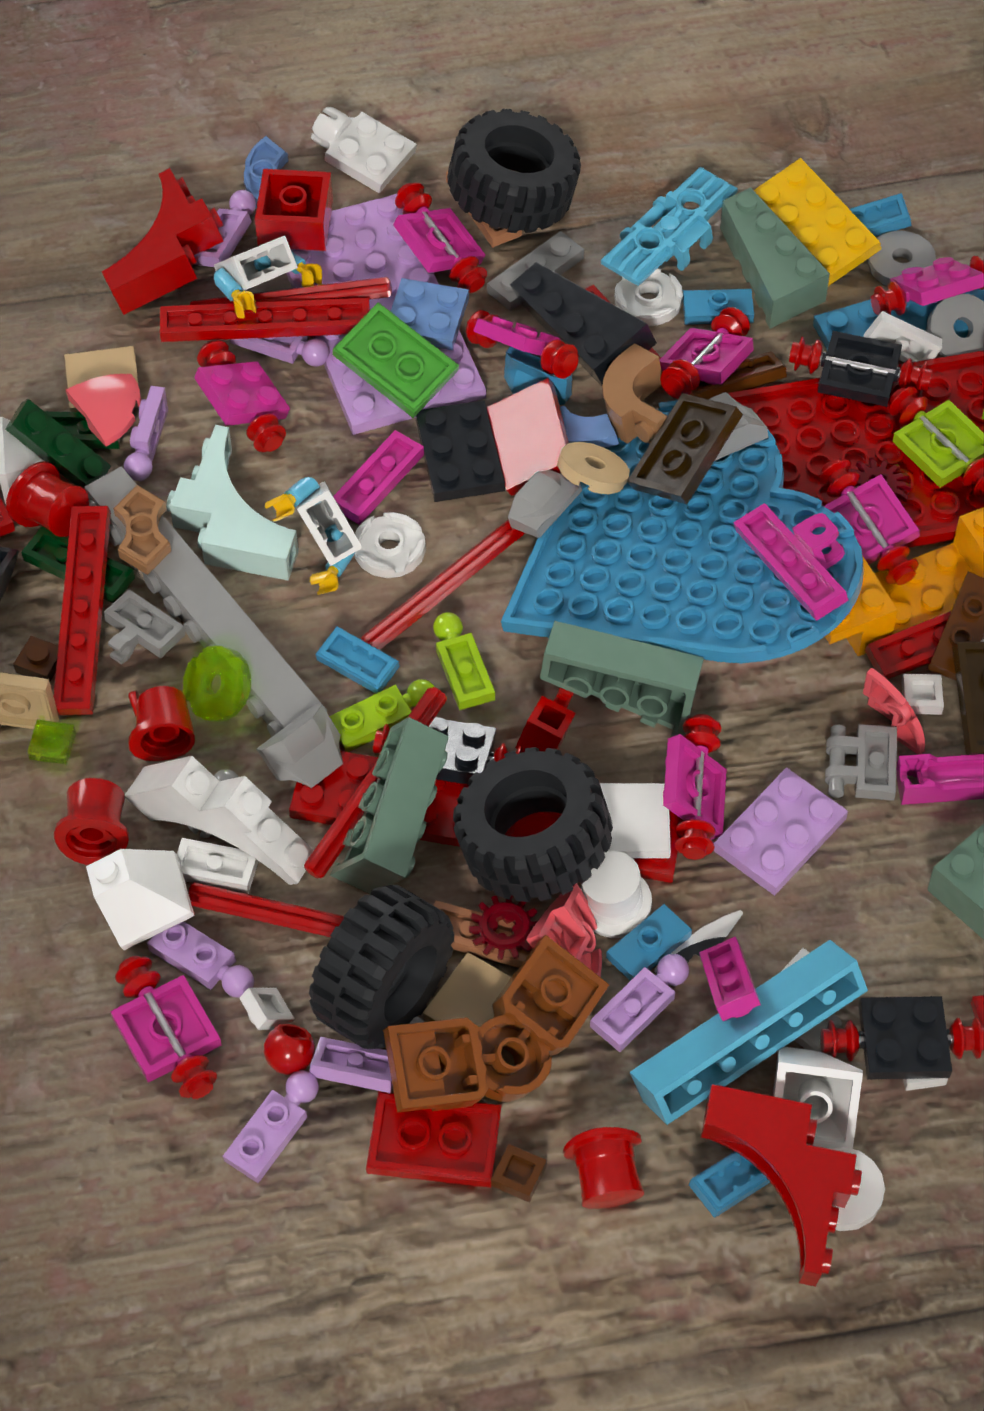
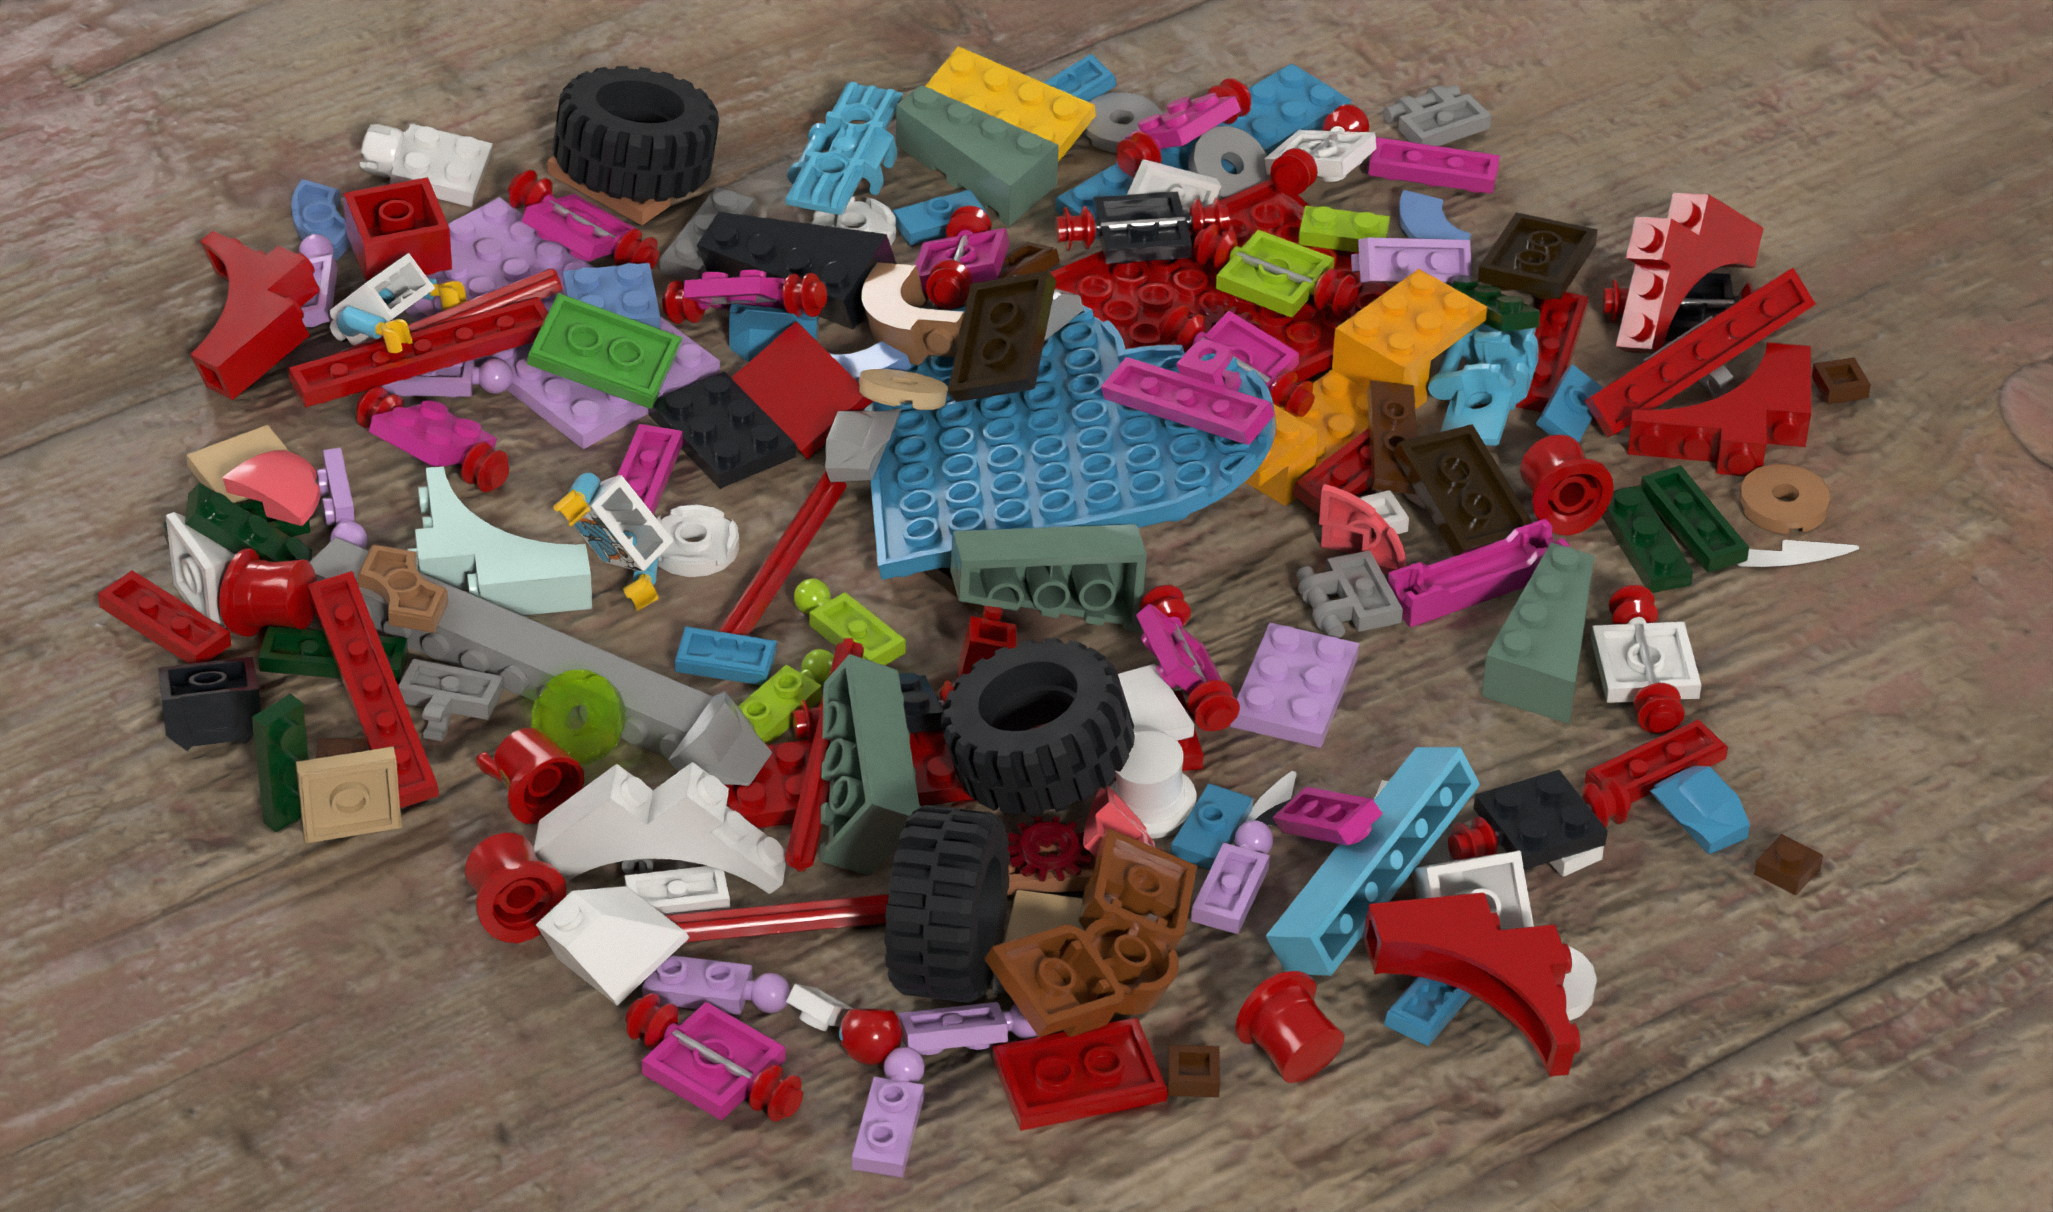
camera: 25 degrees left, 15 degrees down
(51, 742) = (408, 832): clear neon green plate -> none

